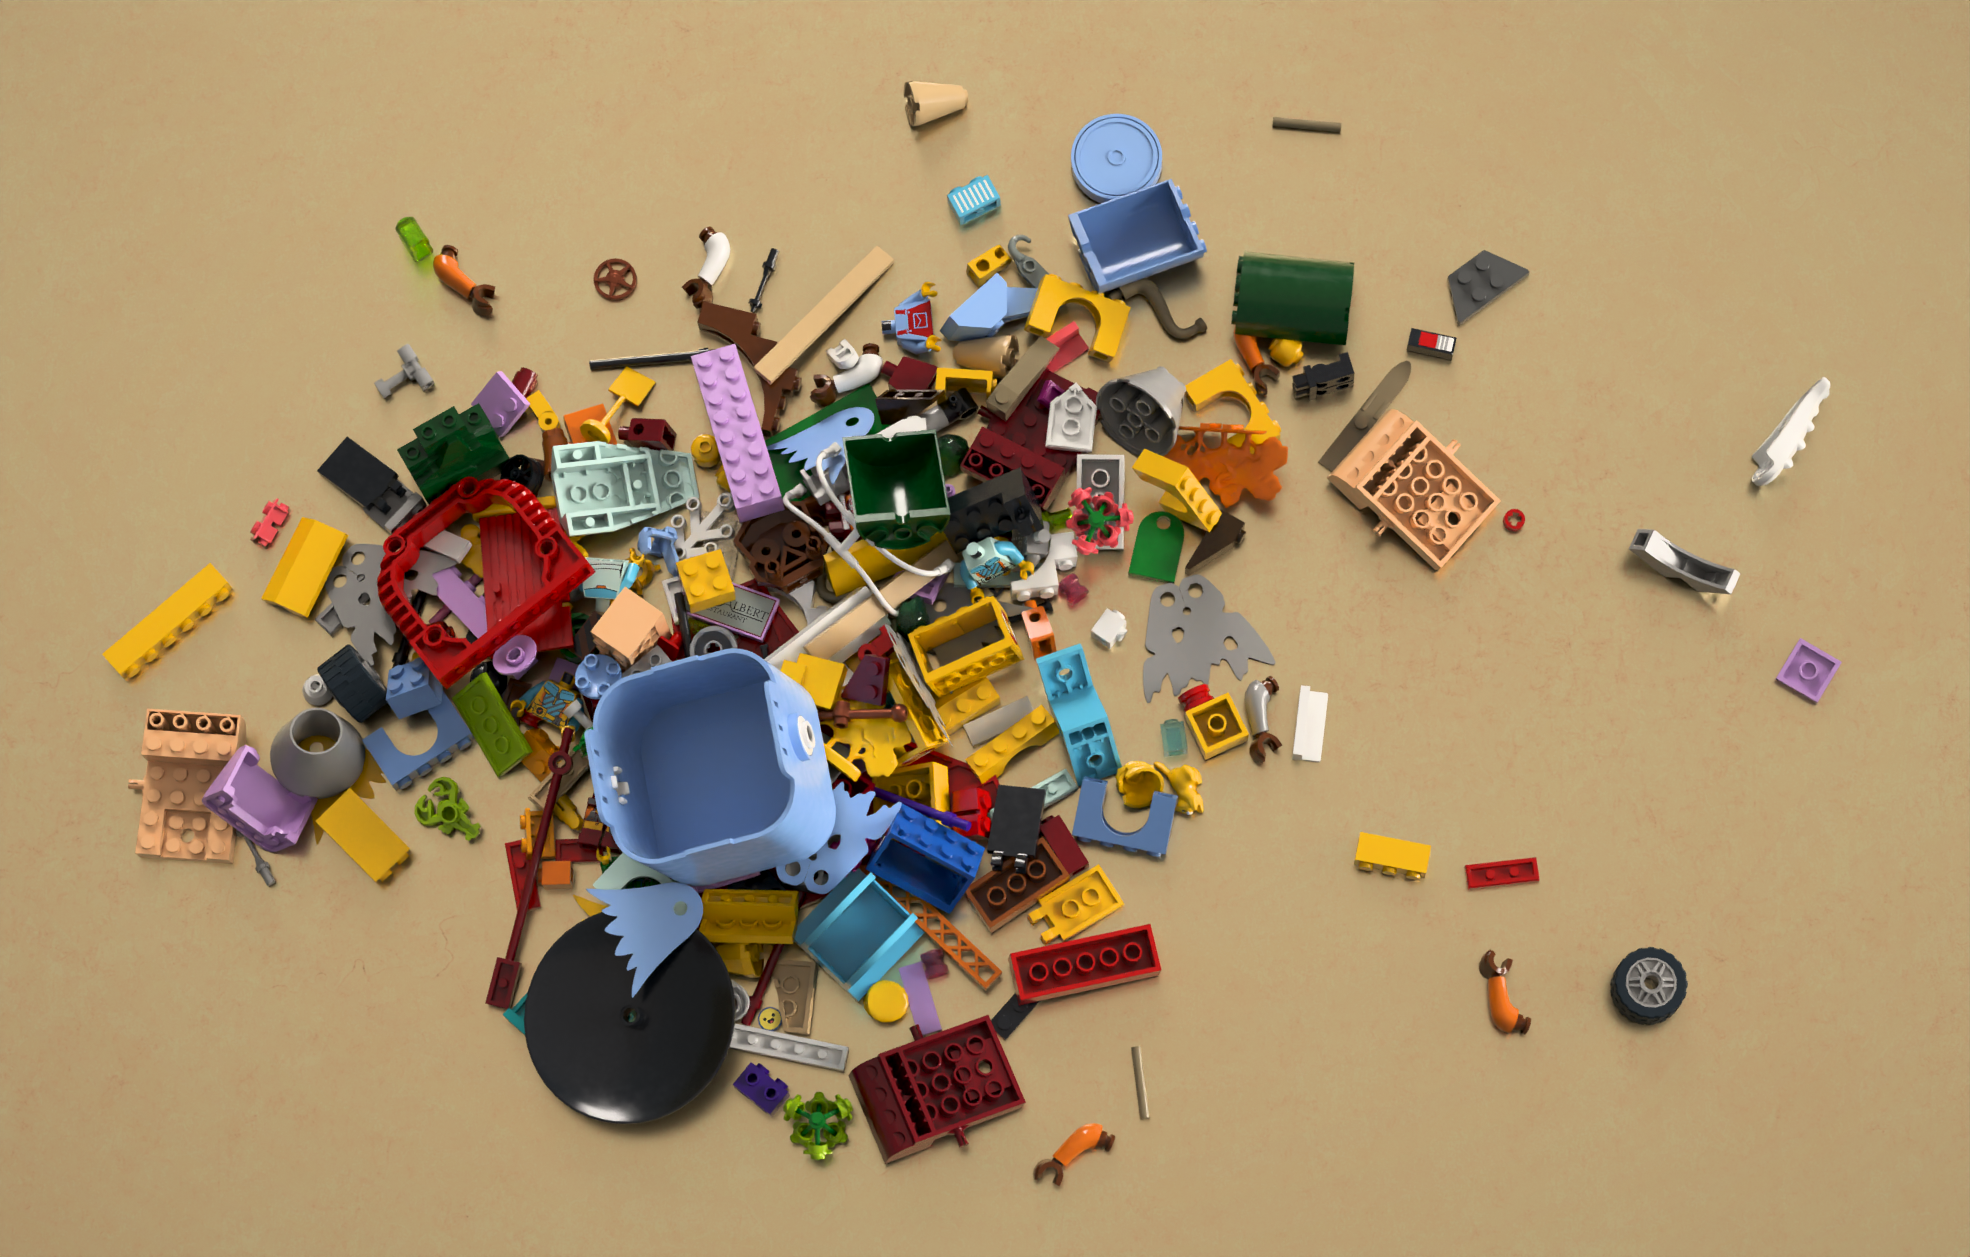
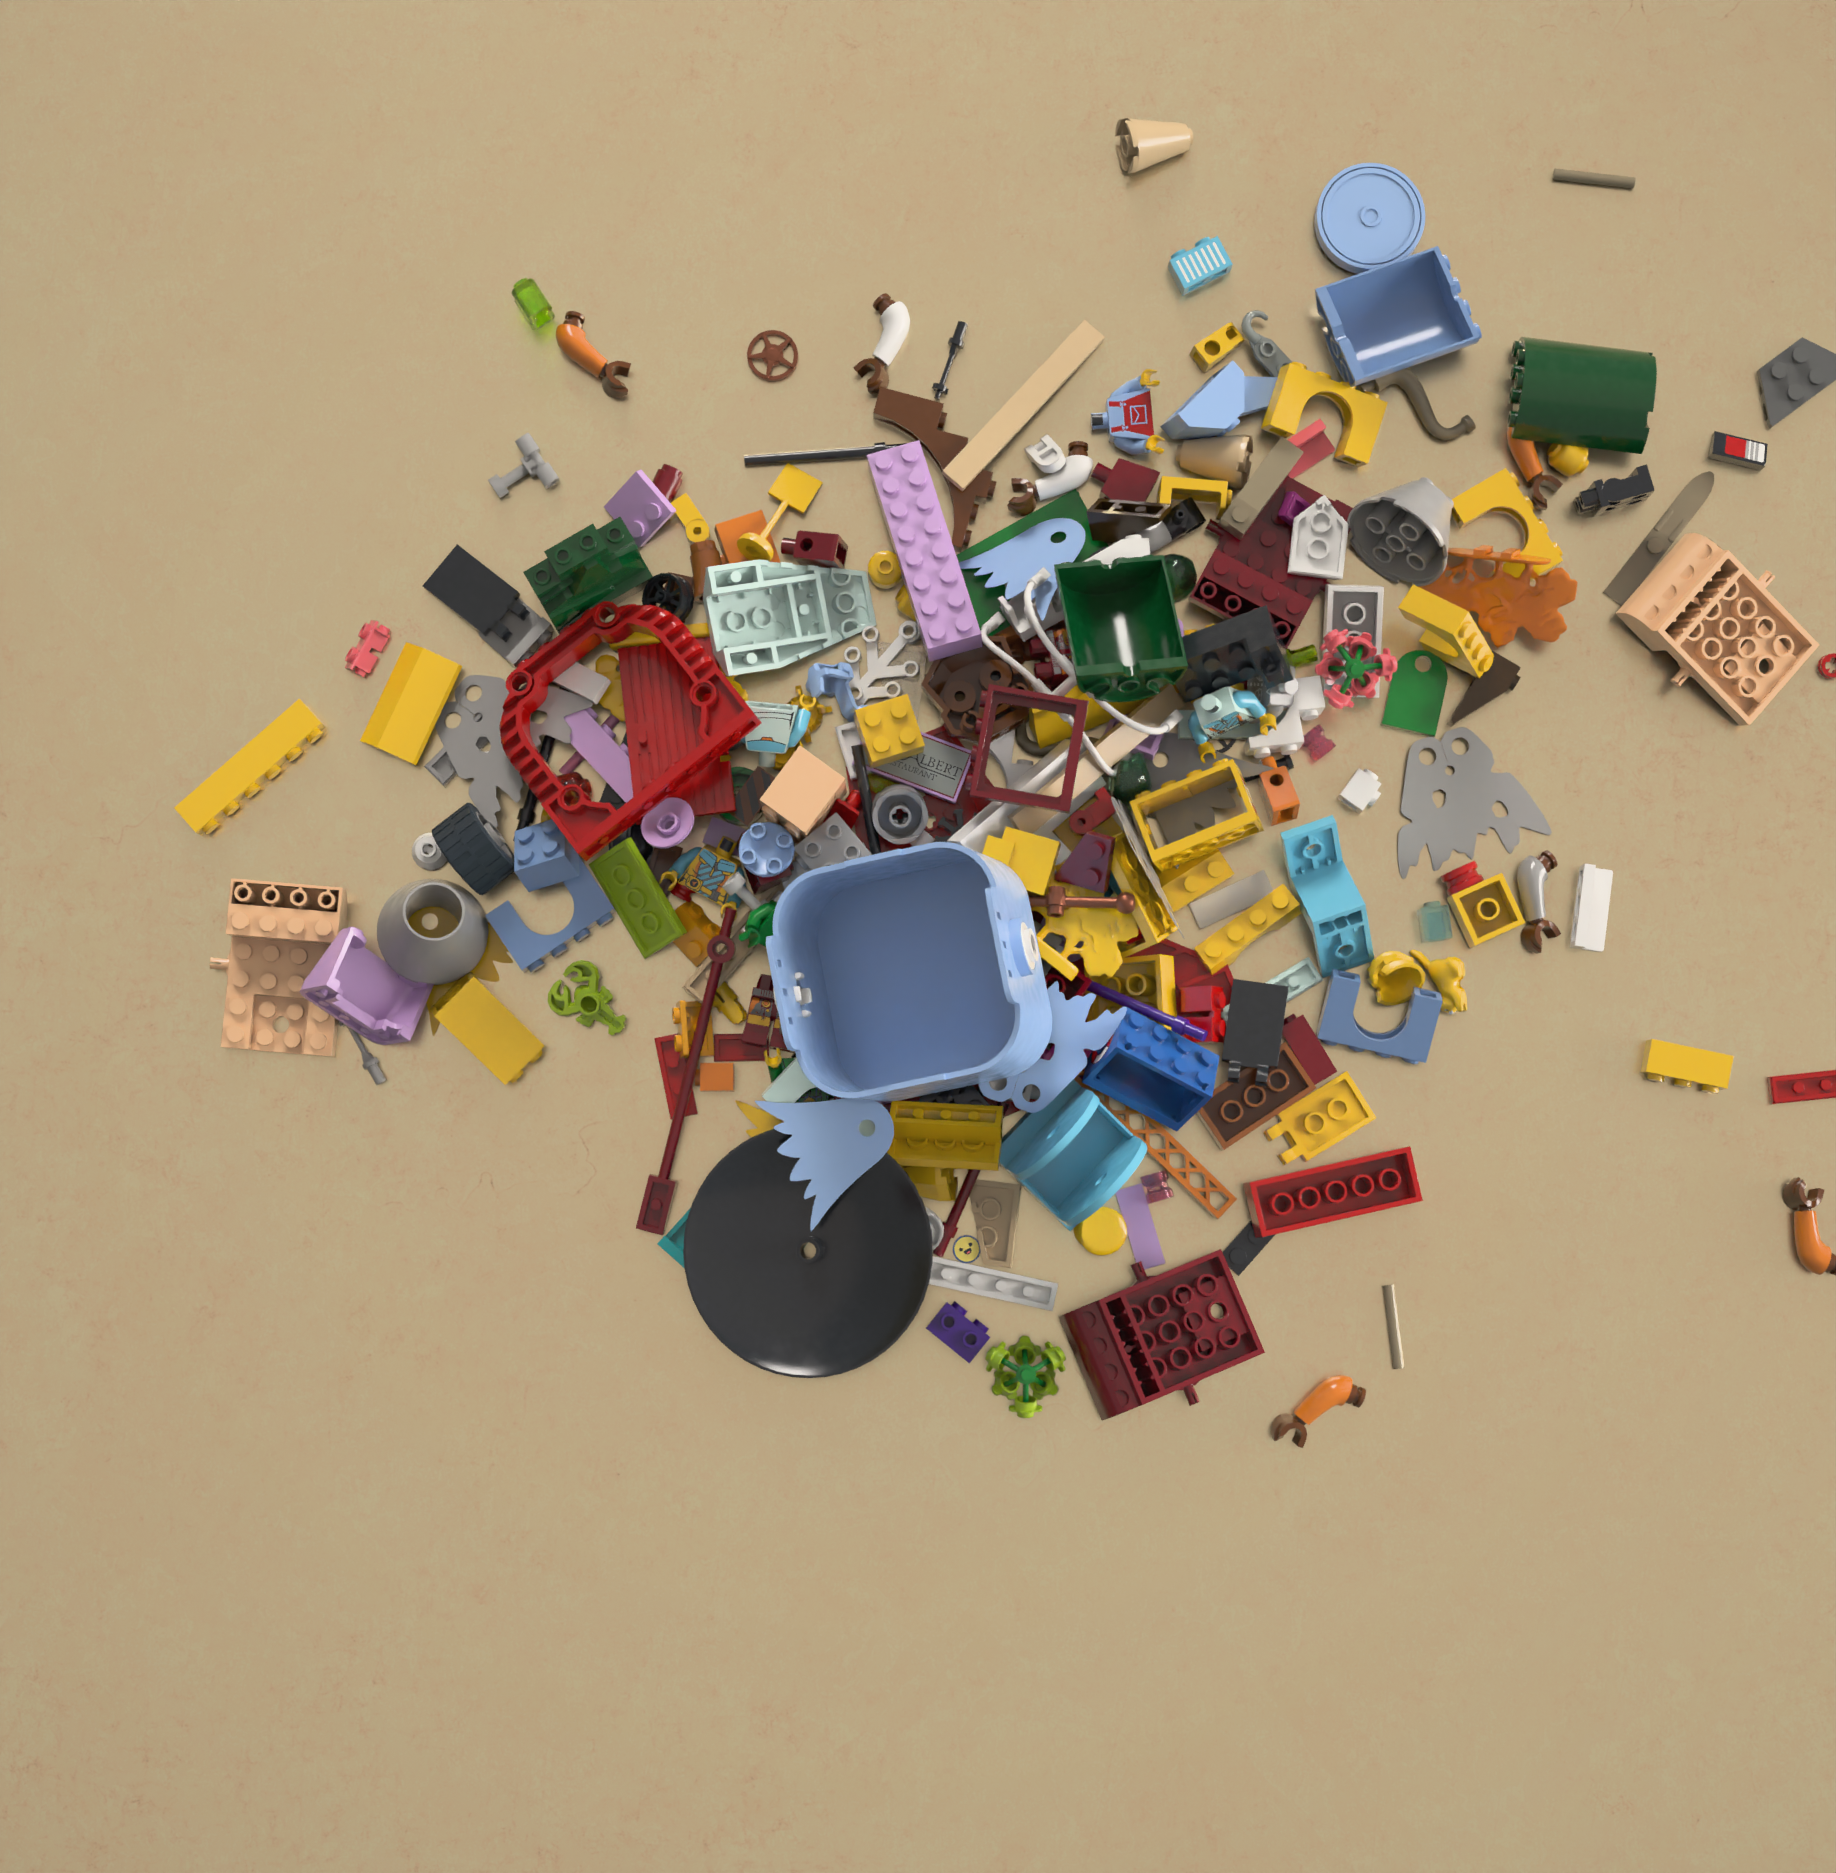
camera: 10 degrees left, 10 degrees up
(778, 594) = (984, 727): none -> dark red piece

